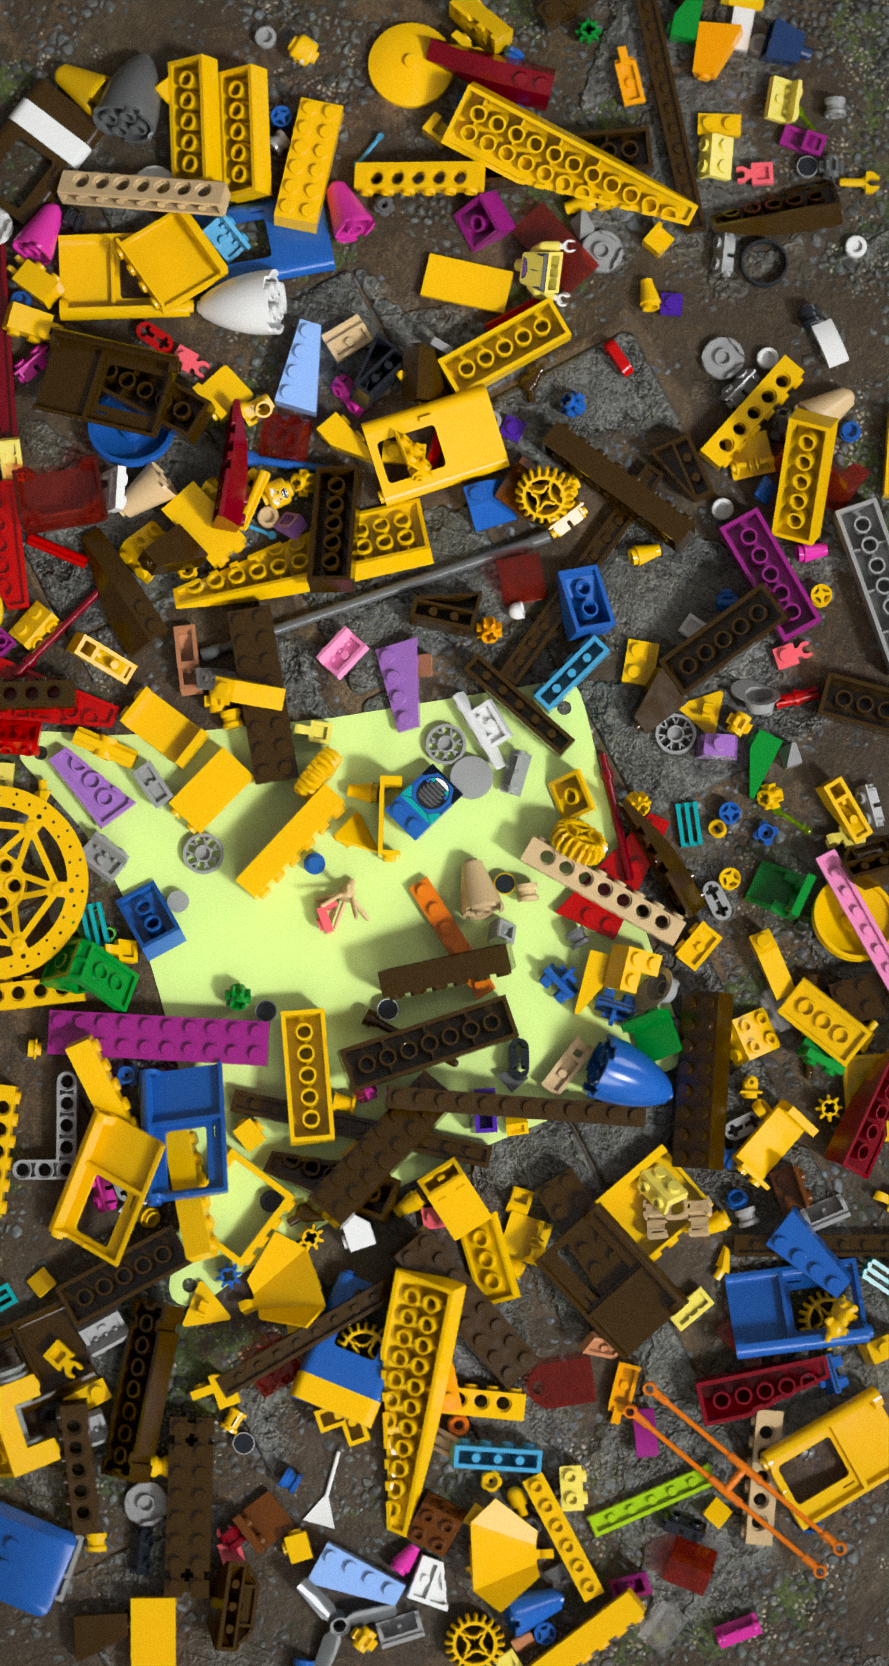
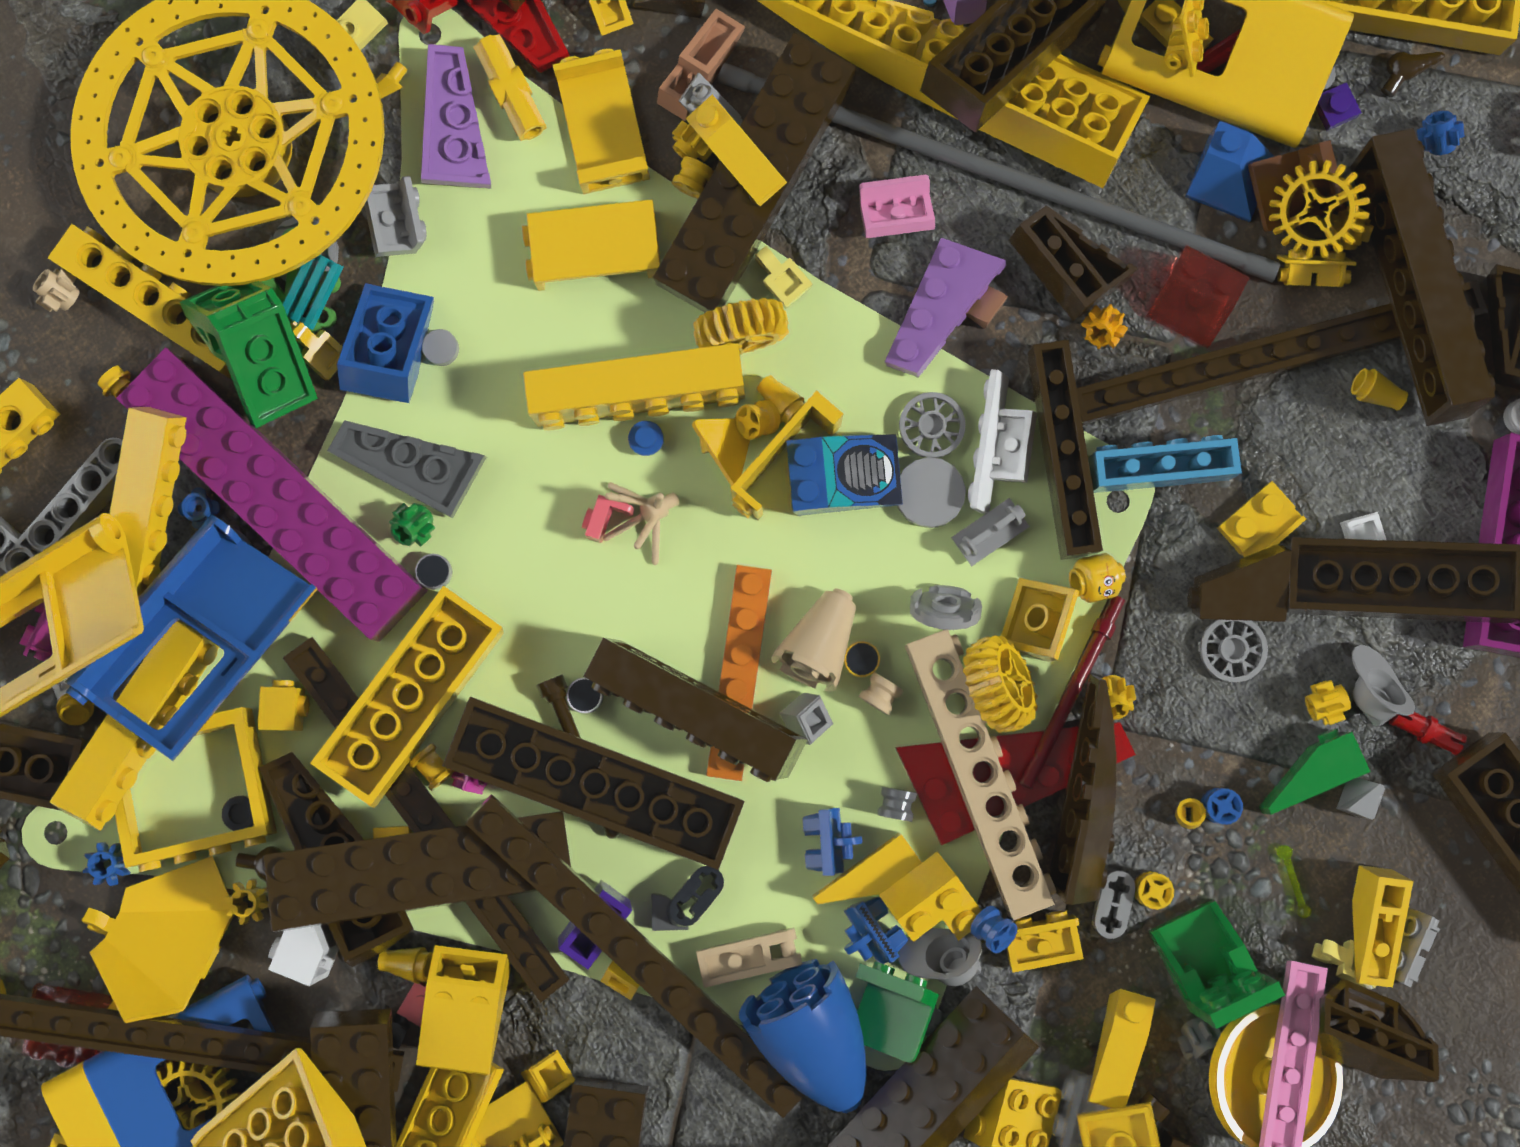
camera: 45 degrees right, 0 degrees up
(153, 785) = (527, 177): light grey hinge -> none
(203, 853) = (520, 314): light grey wheel -> none
(204, 1308) = (49, 878): yellow piece -> none
(220, 967) = (417, 467): none -> dark grey wing
(361, 810) = (757, 419): none -> yellow wheel
(517, 610) = (1158, 332): white hinge -> none
(524, 826) = (945, 607): none -> light grey tile
(583, 753) = (1097, 577): none -> yellow head
(584, 603) = (1254, 389): blue slope -> none
(668, 957) = (993, 929): none -> blue wheel
(688, 821) = (1170, 782): teal tile -> none
(704, 711) = (1293, 652): yellow piece -> none
(717, 746) = (1277, 709): medium lavender torso -> none
(725, 599) = (1438, 530): blue gear -> none
(759, 834) = (1257, 870): blue plate -> none
(770, 796) = (1293, 828): yellow gear -> none
(787, 655) = (1460, 669): coral plate -> none

